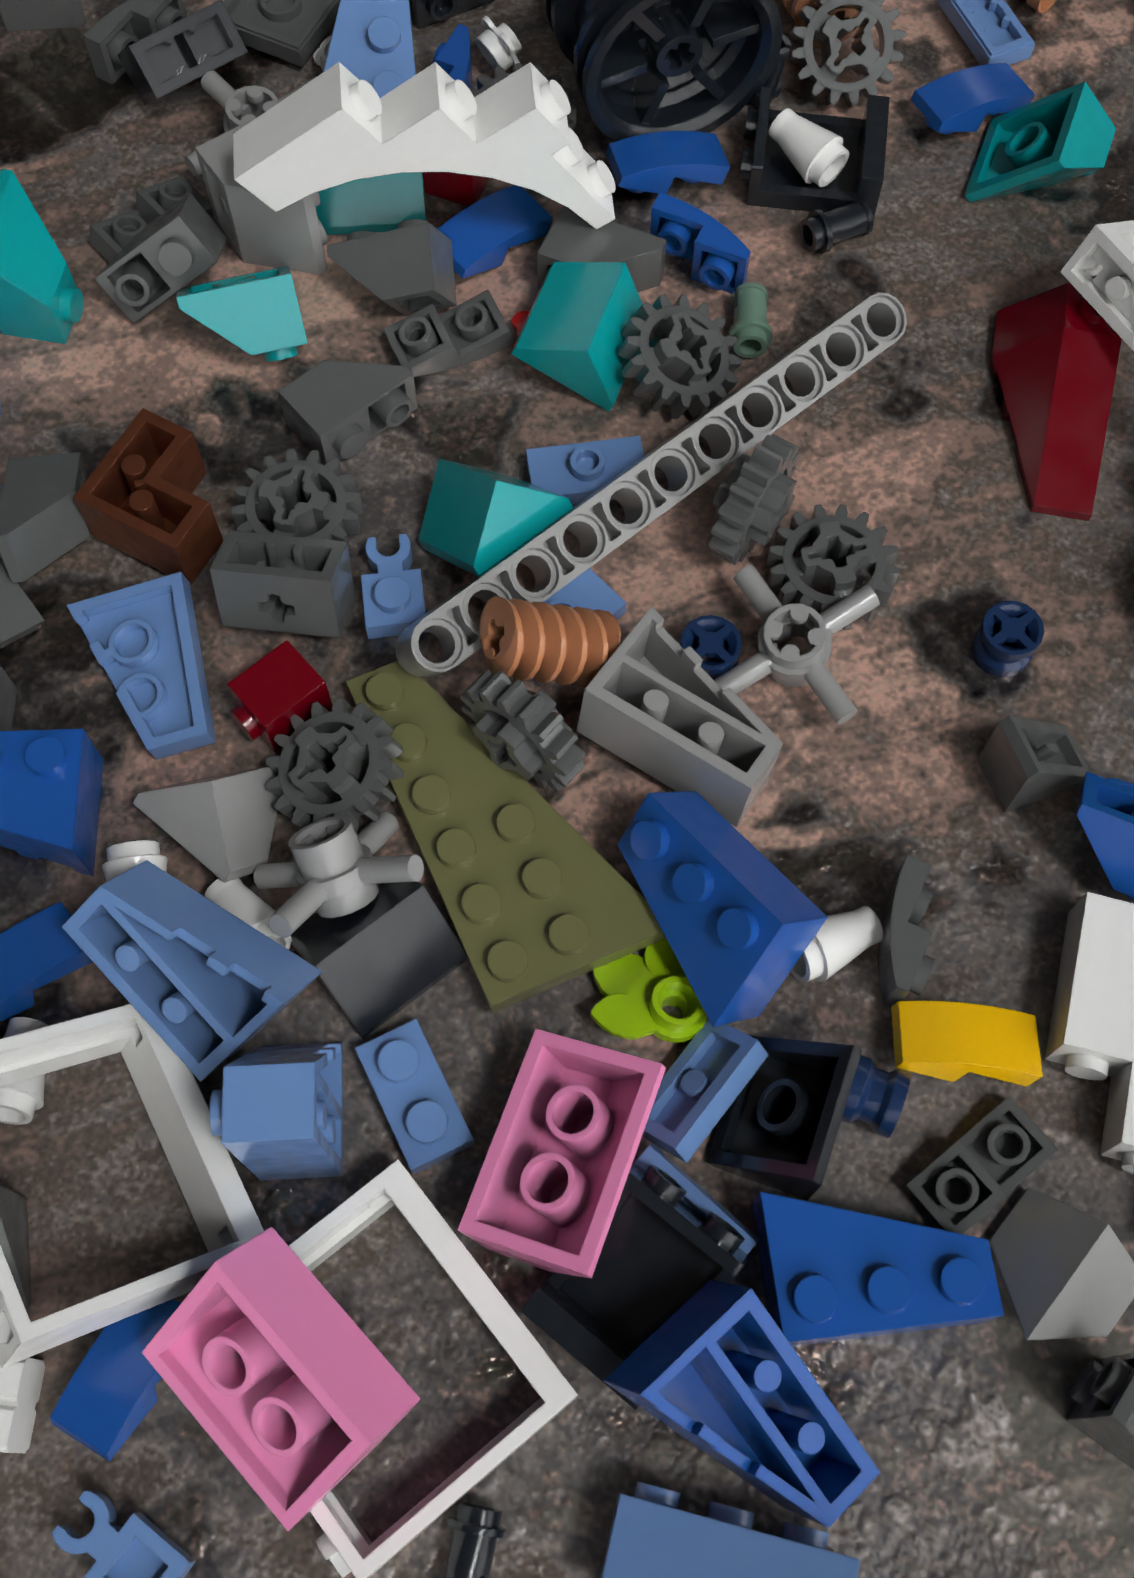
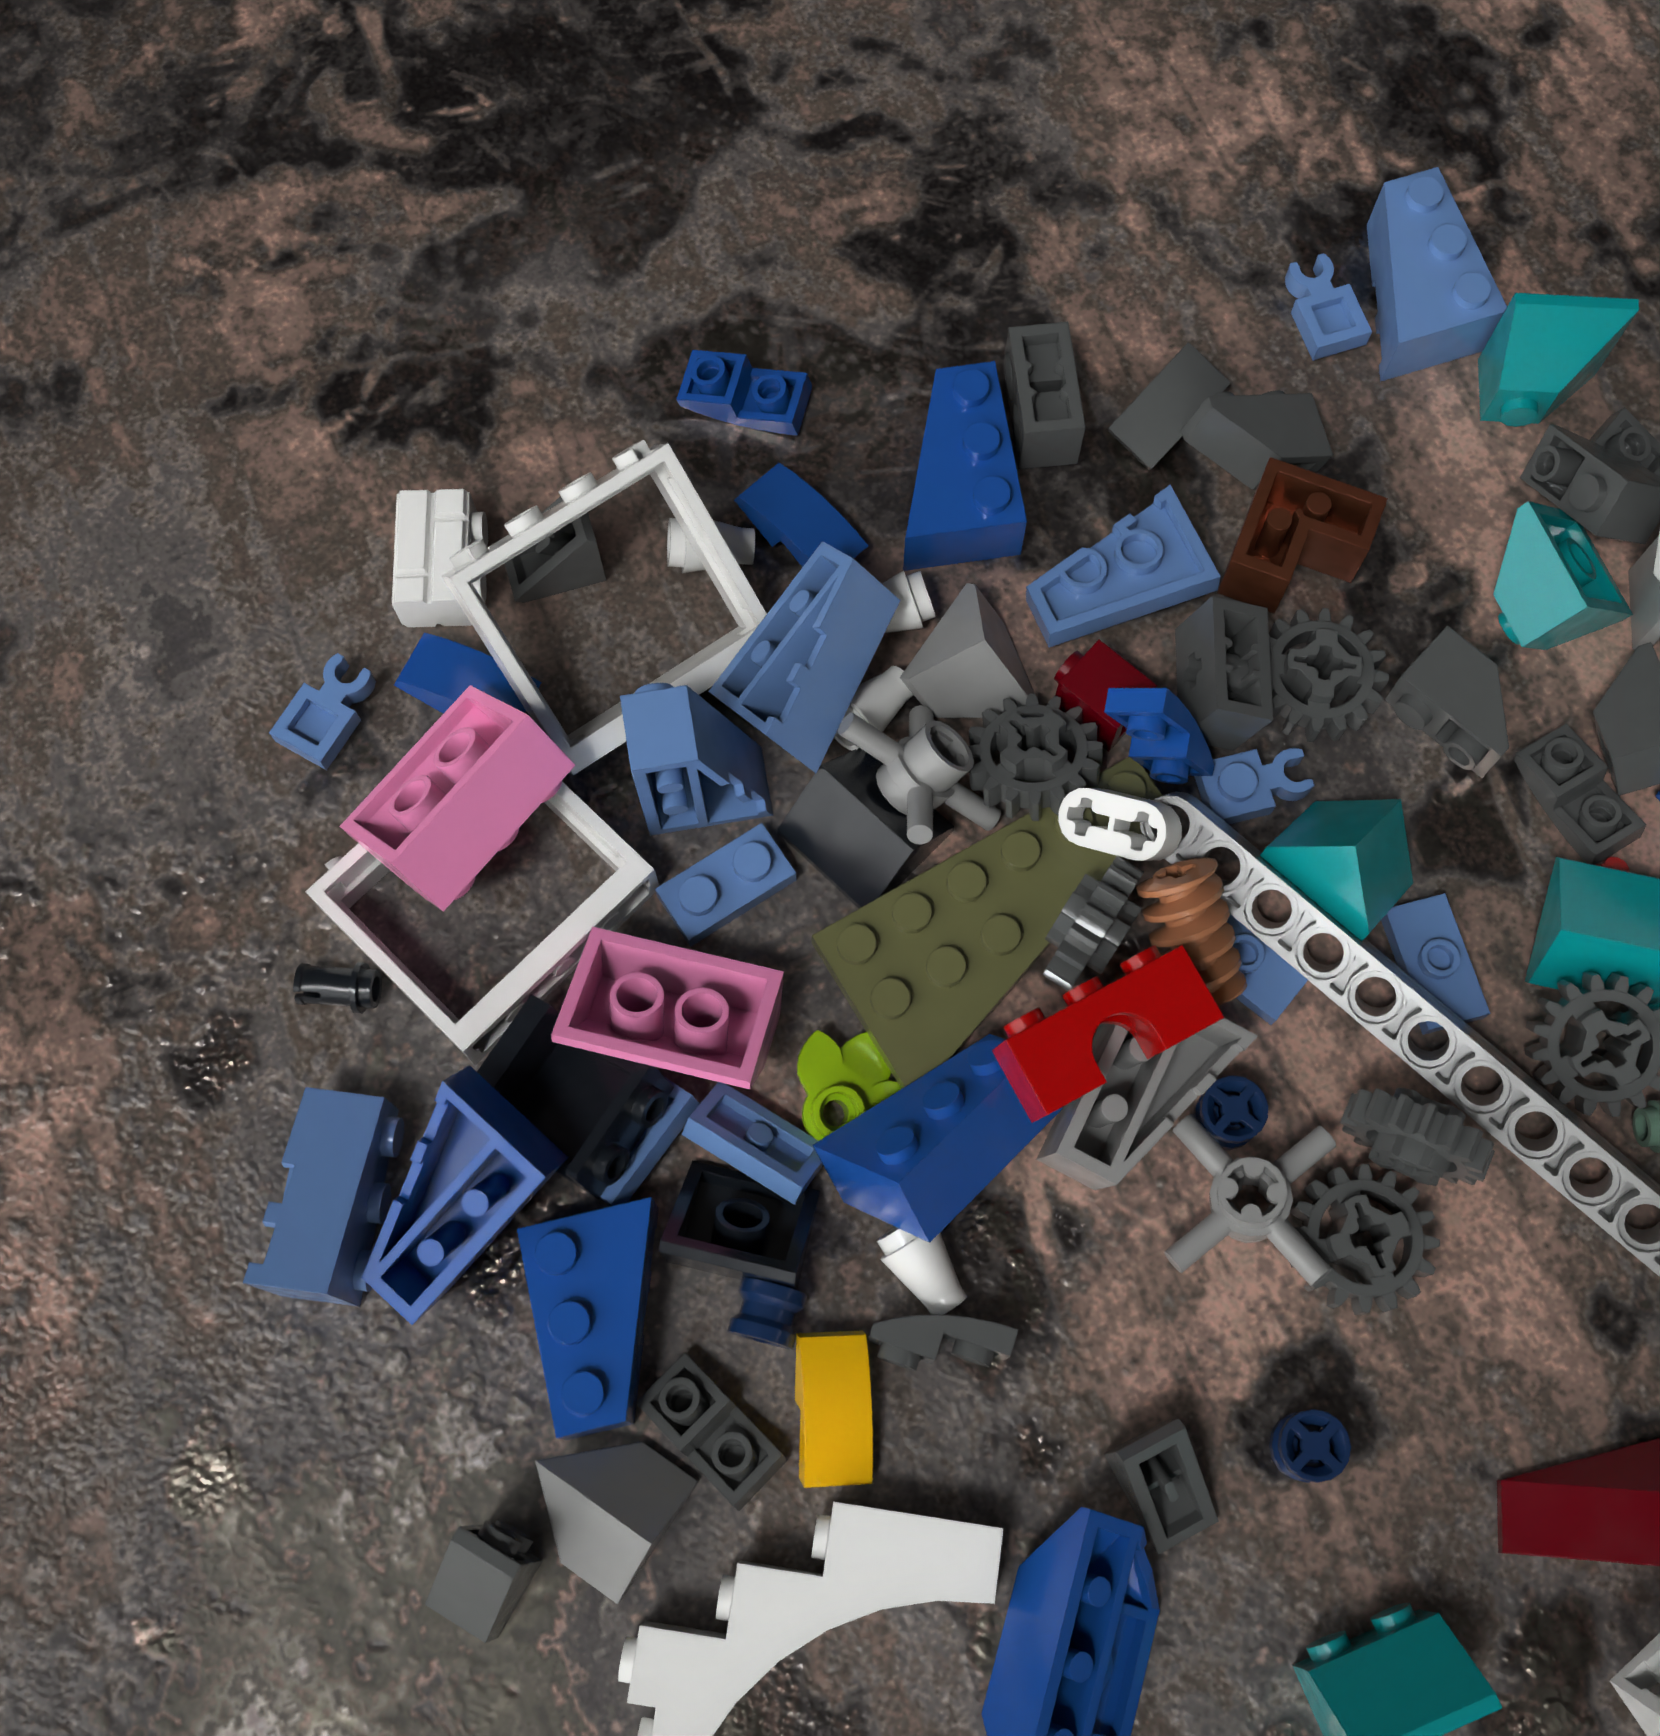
camera: 85 degrees right, 5 degrees up
(340, 641) = (1162, 733): none -> blue slope
(443, 695) = (1116, 837): none -> white beam
(663, 765) = (1155, 1001): none -> red arch

